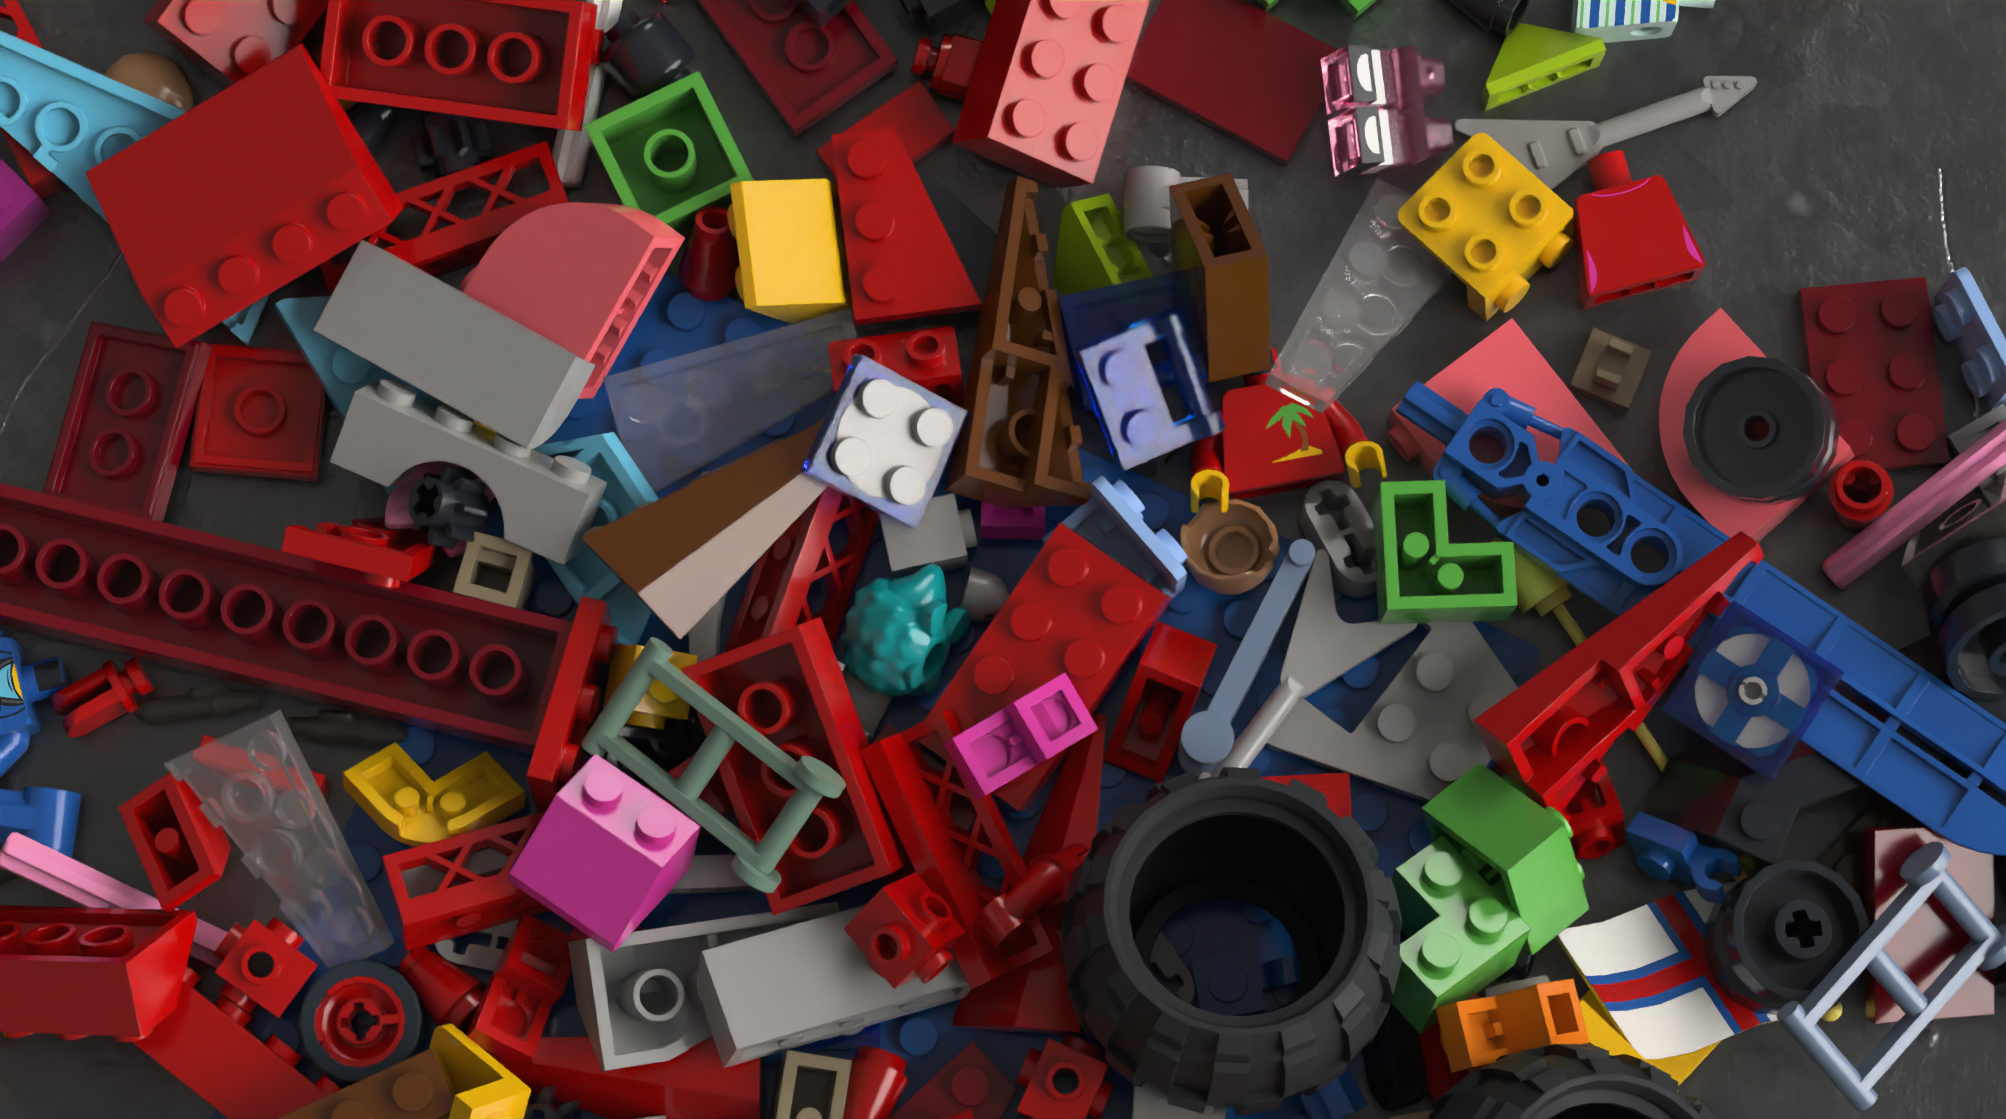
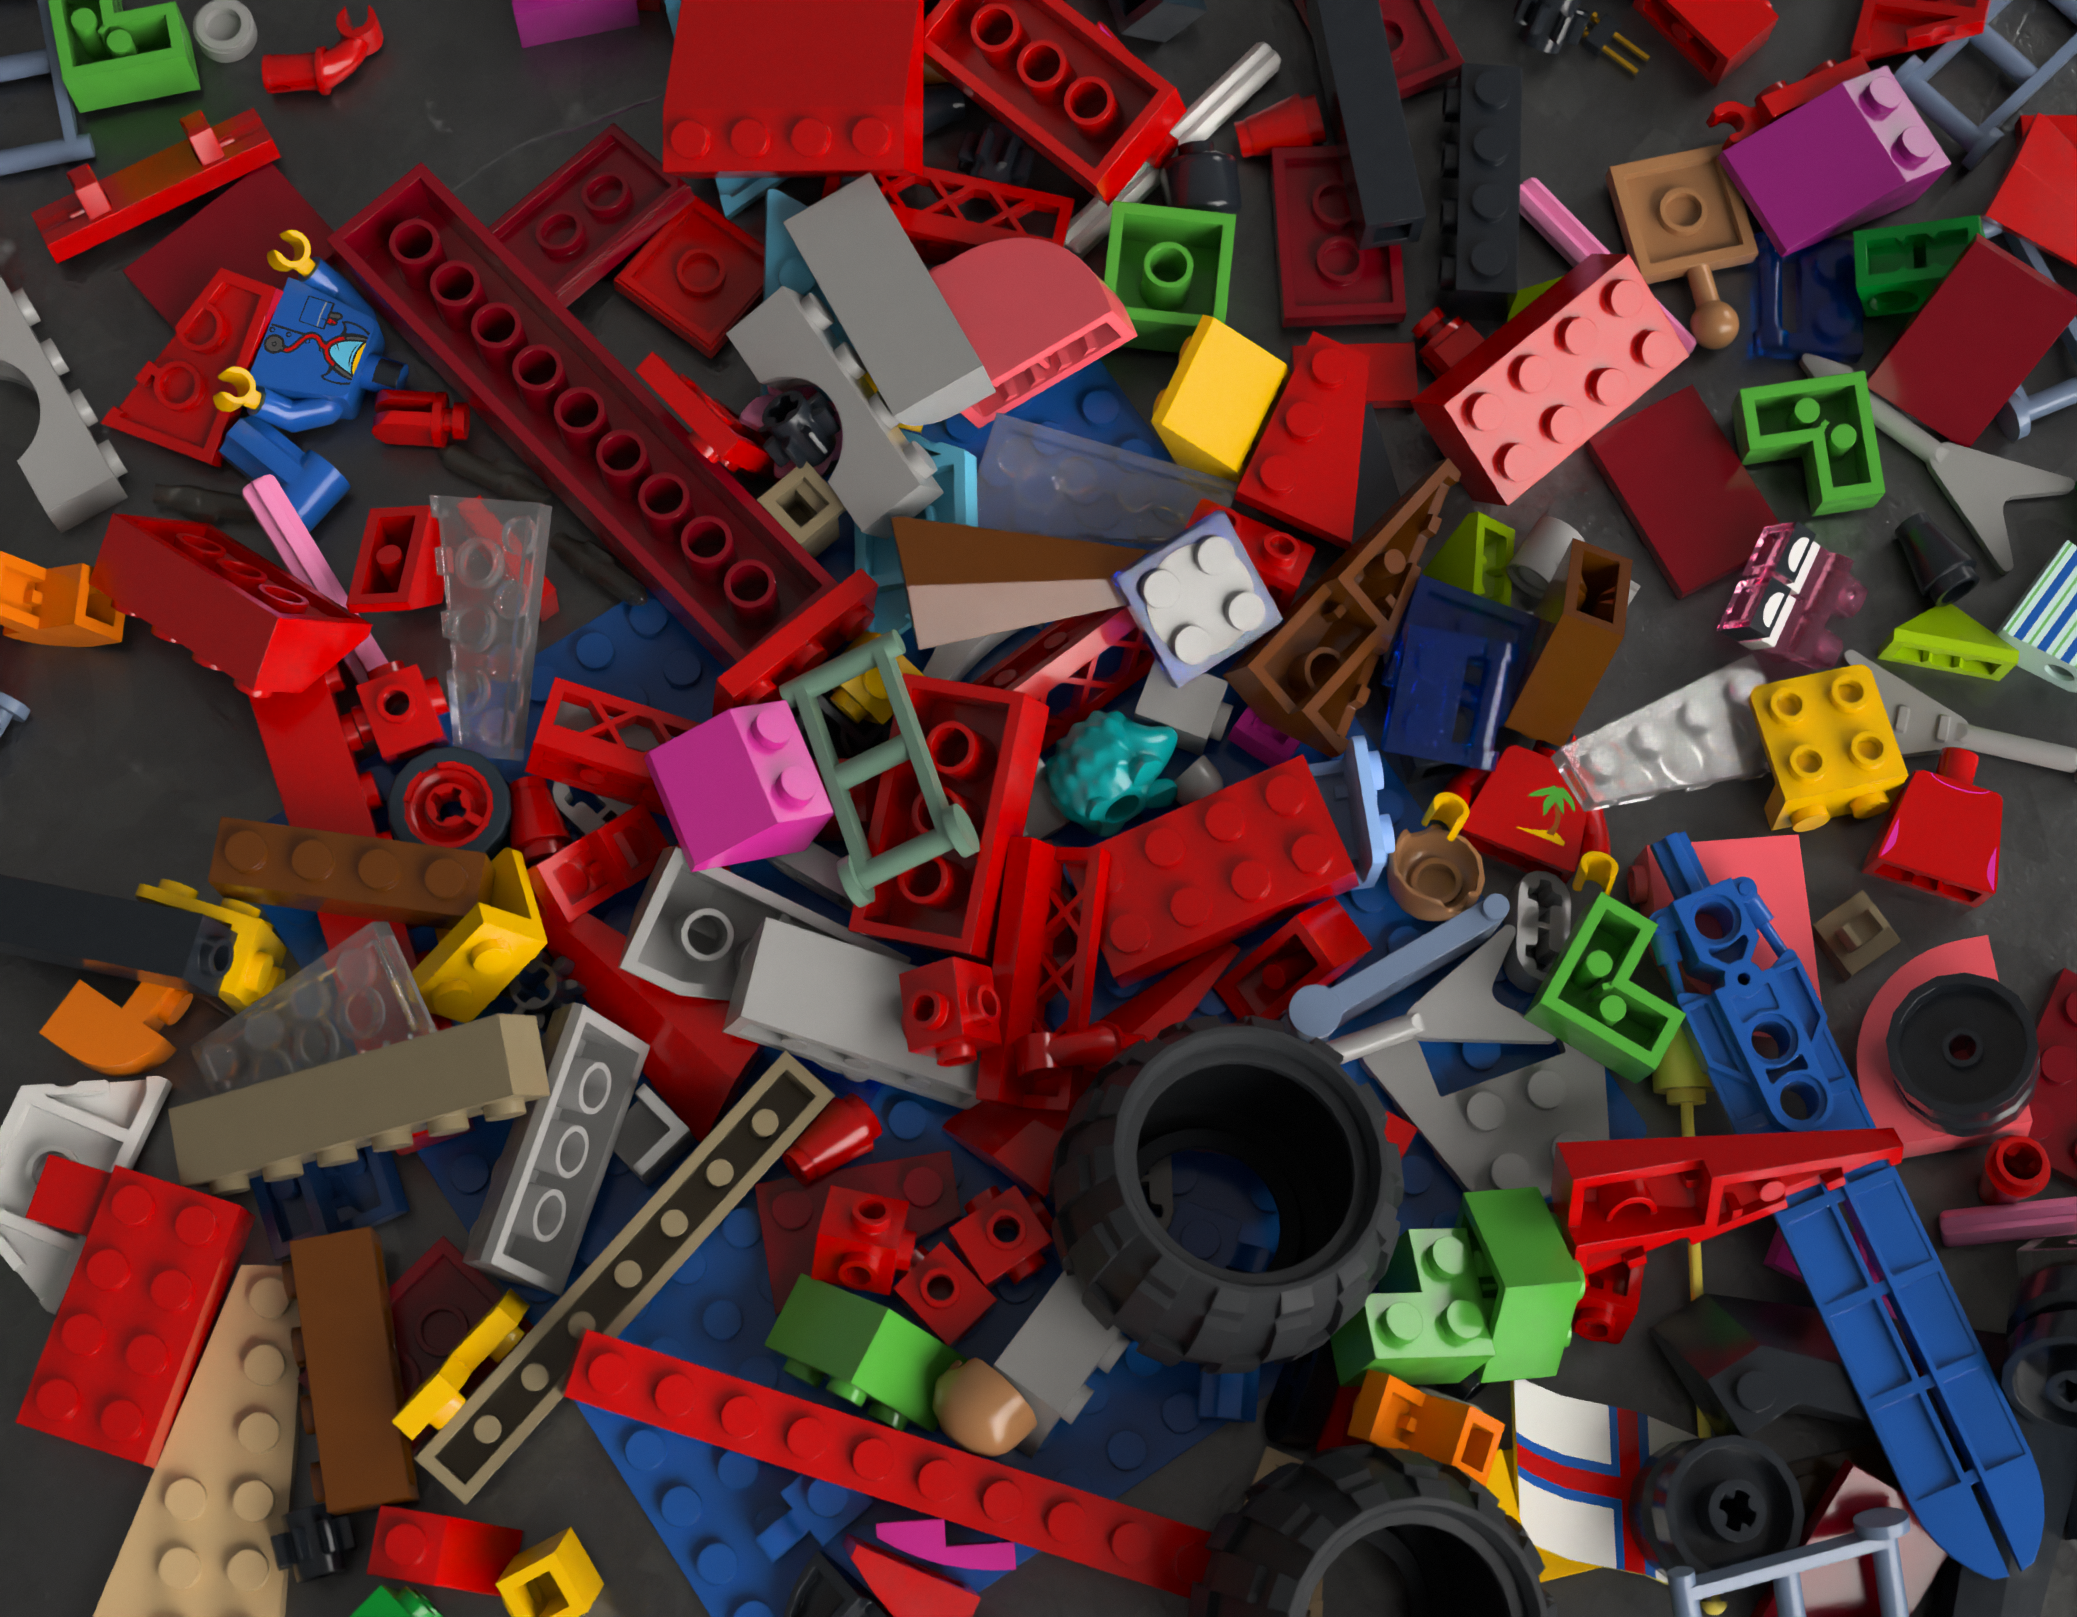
camera: 25 degrees right, 5 degrees down
(425, 811) = (610, 659): yellow plate -> none
(710, 256) = (1148, 371): red cone -> none
(1020, 736) = (1154, 910): dark pink slope -> none
(1675, 854) = (1660, 1377): blue plate -> none
(1752, 690) = (1819, 1273): clear blue piece -> none

